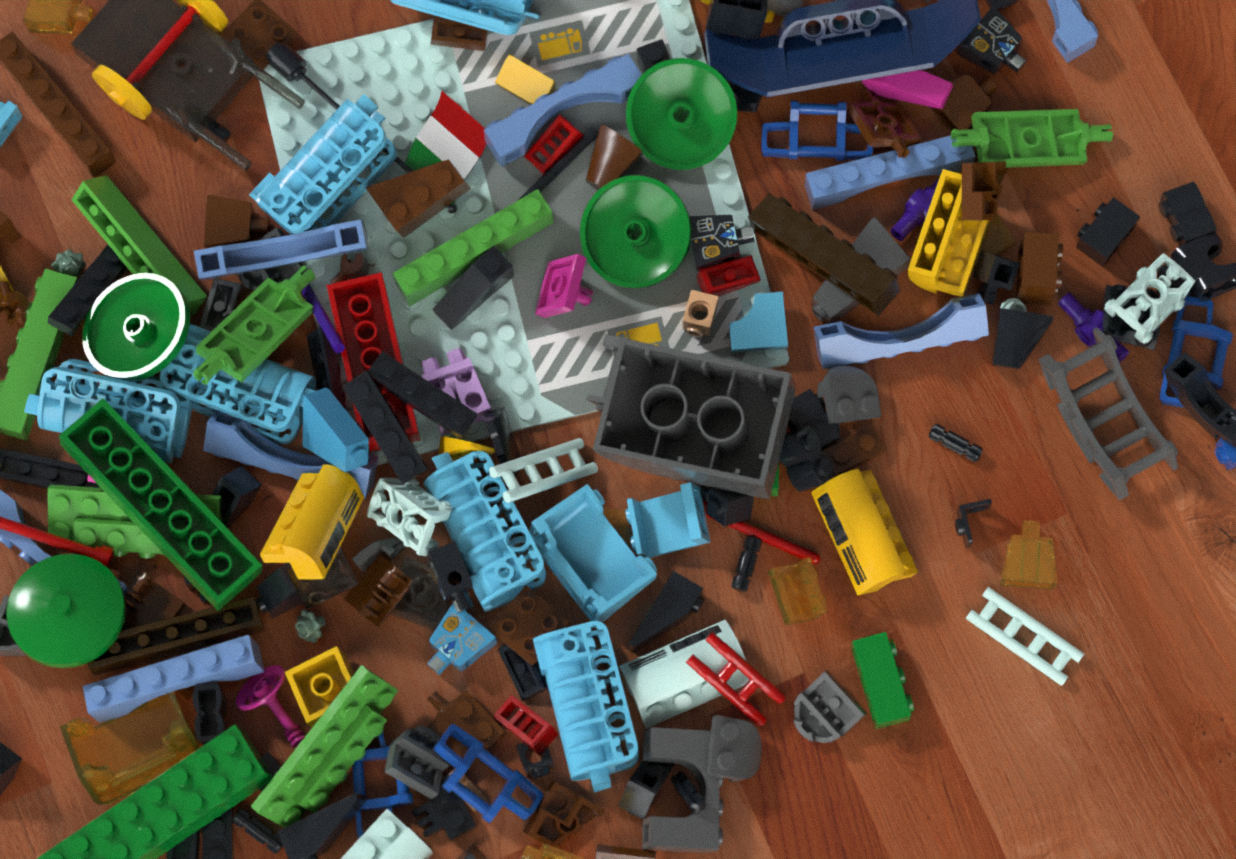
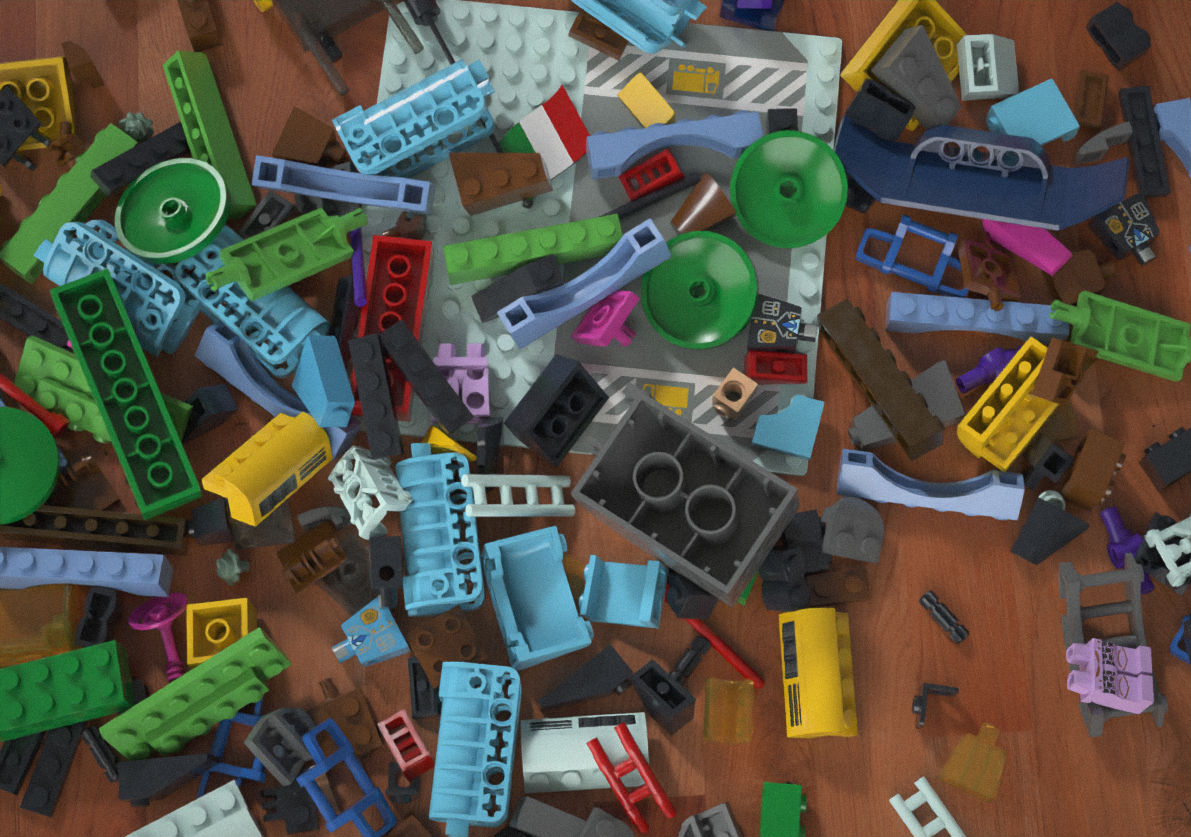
camera: 15 degrees right, 0 degrees up
(548, 382) = (557, 409): none -> black slope
(565, 223) = (540, 313): none -> medium blue arch
(737, 600) = (663, 697): none -> black slope
(1118, 439) = (1112, 675): none -> lavender hips

